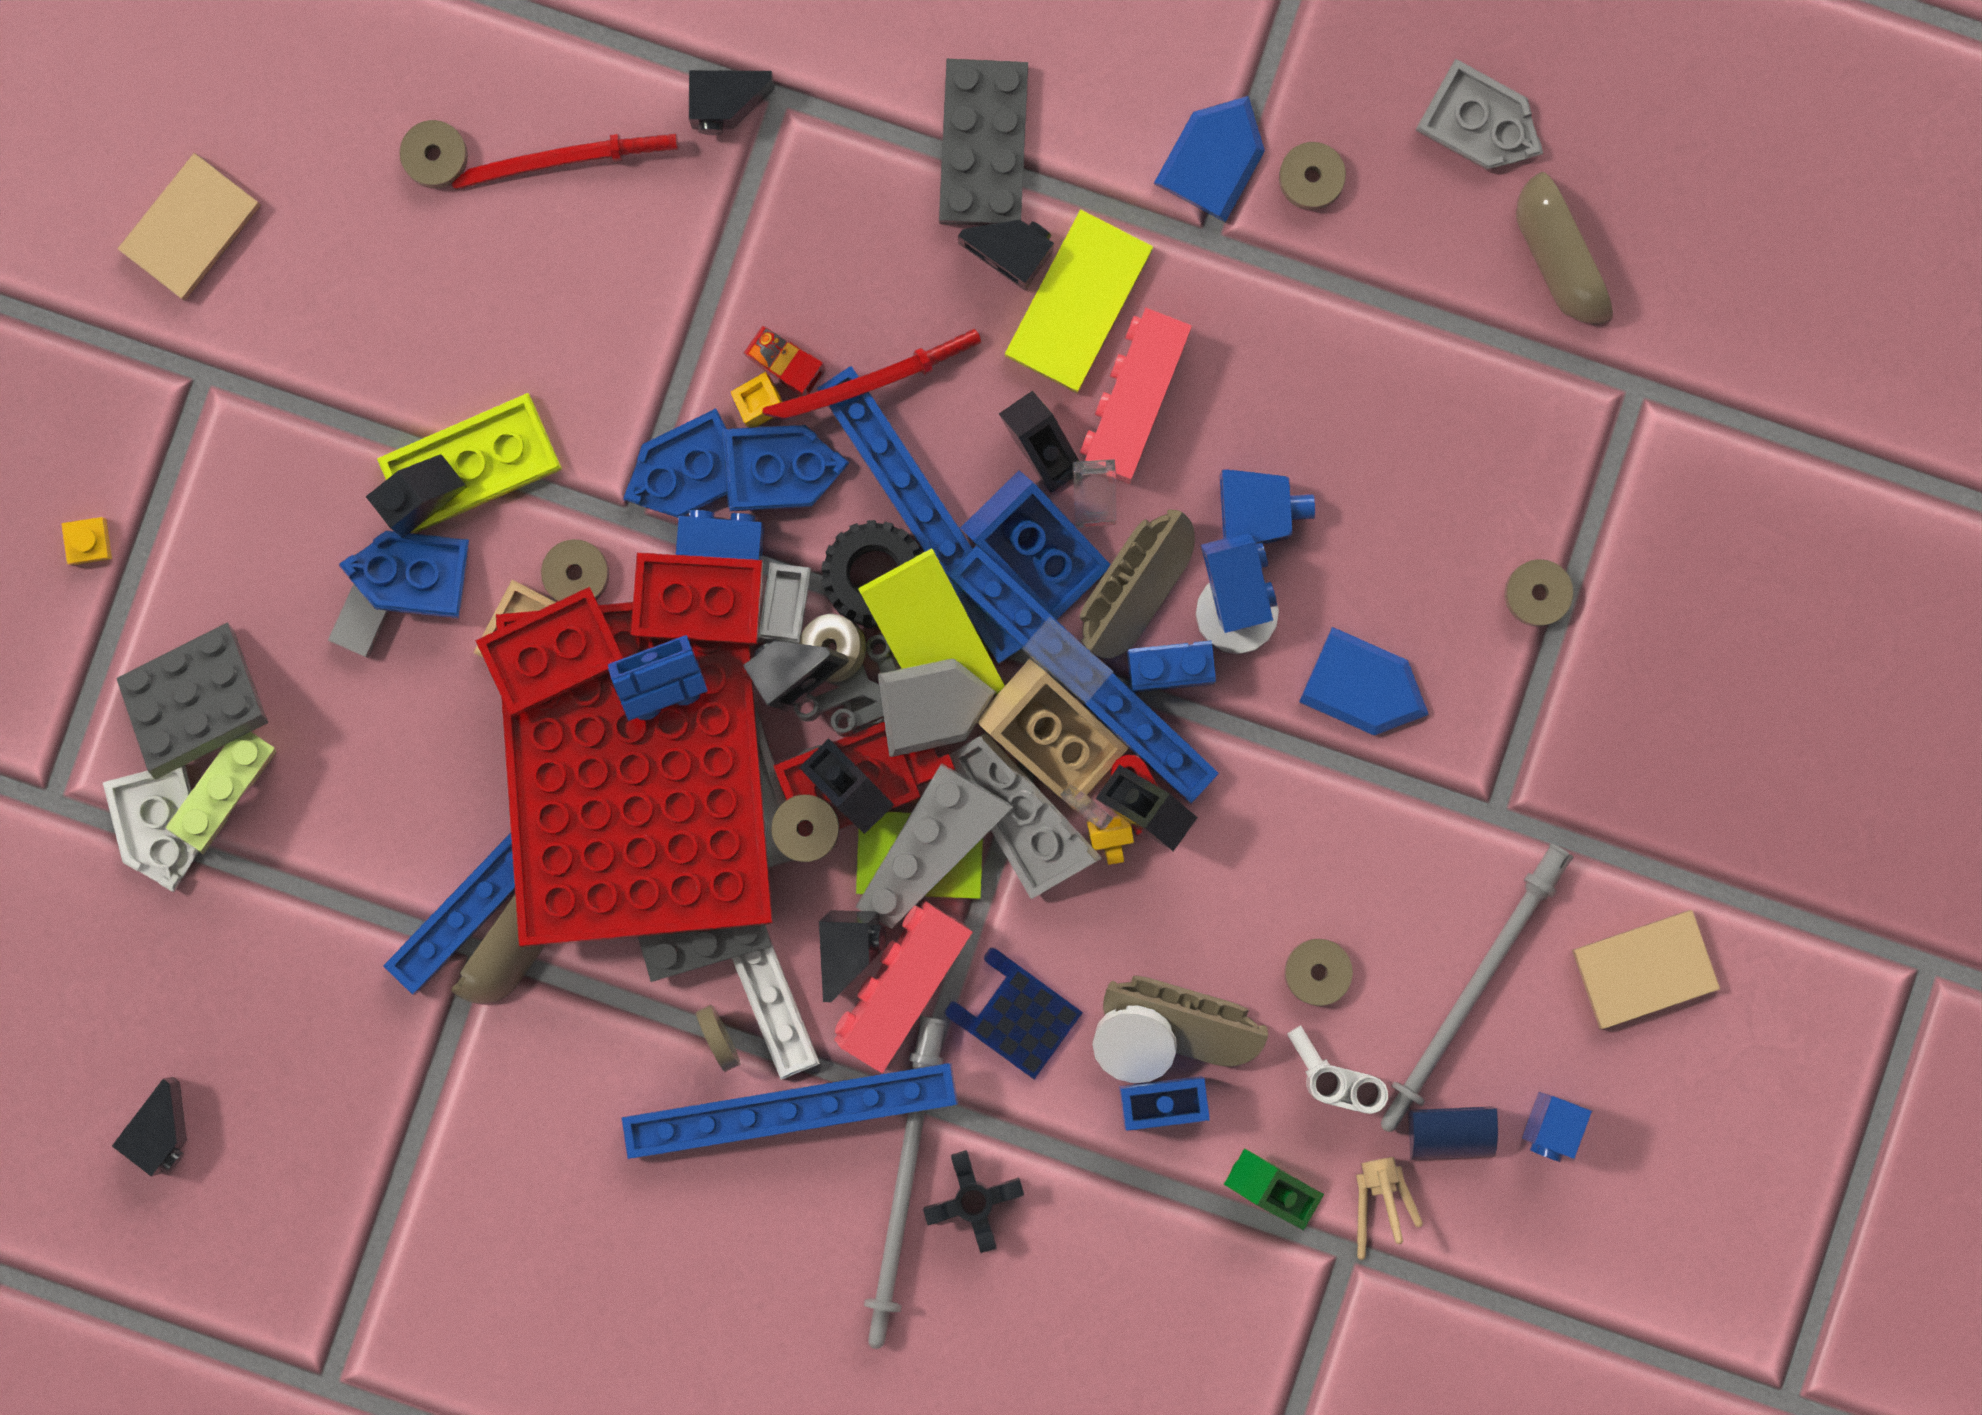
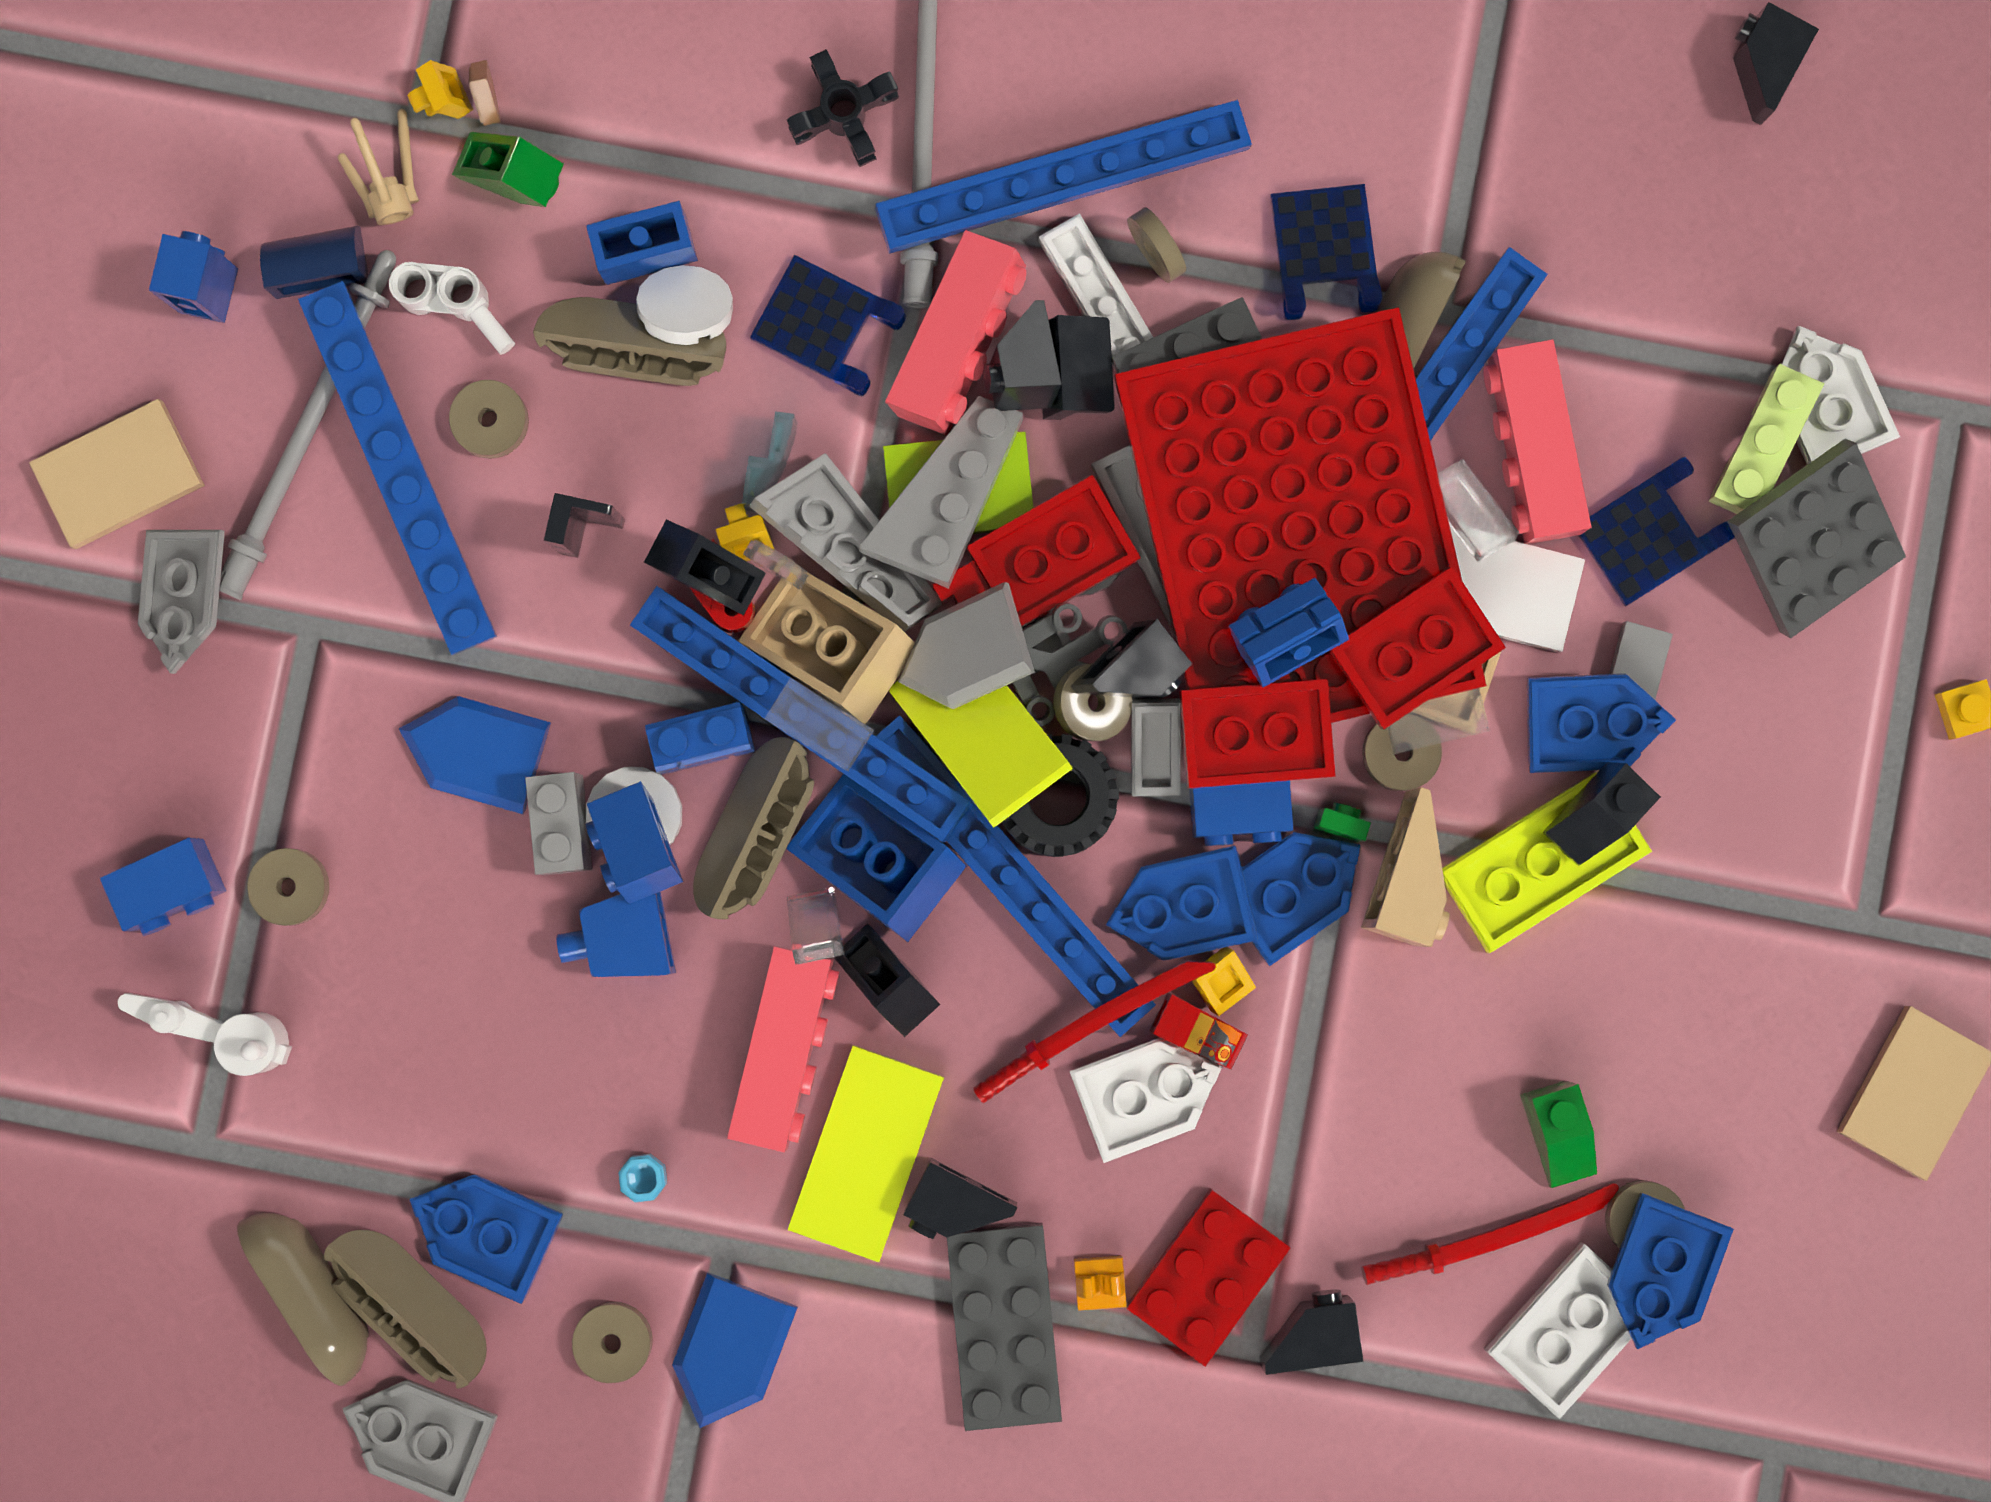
camera: 165 degrees right, 0 degrees up
(337, 728) = (1646, 538): none -> clear blue flag
(416, 818) = (1537, 442): none -> coral brick
(425, 111) = (1665, 1268): none -> blue tile
(454, 699) = (1523, 591): none -> white tile
(481, 768) = (1474, 512): none -> clear tile
(493, 236) = (1561, 1132): none -> green slope
(512, 73) = (1563, 1332): none -> white tile
(537, 590) = (1440, 722): none -> clear tile
(571, 1027) = (1324, 239): none -> clear blue flag
(588, 454) = (1410, 882): none -> tan slope
(635, 519) = (1342, 822): none -> green plate
(786, 823) = (1099, 468): dark tan piece -> none
(797, 942) = (1084, 366): none -> black panel
(807, 159) = (1207, 1277): none -> red plate
(839, 315) = (1143, 1095): none -> white tile
(846, 786) = (1052, 541): black slope -> none
(898, 167) = (1100, 1283): none -> light orange tile
(1086, 888) = (766, 472): none -> clear light blue slope
(1259, 865) = (569, 519): none -> black panel
(1268, 306) = (642, 1177): none -> medium azure tile
(1286, 1262) = (483, 92): none -> medium nougat tile
(1300, 611) = (558, 823): none -> light grey piece
(1323, 1265) = (440, 91): none -> yellow tile
(1401, 937) = (397, 468): none -> blue plate
(1406, 279) = (487, 1233): none -> blue tile
(1478, 227) = (407, 1307): none -> dark tan brick
(1588, 463) = (241, 1044): none -> white piece
(1600, 857) = (180, 591): none -> light grey tile
(1644, 606) = (163, 886): none -> blue brick

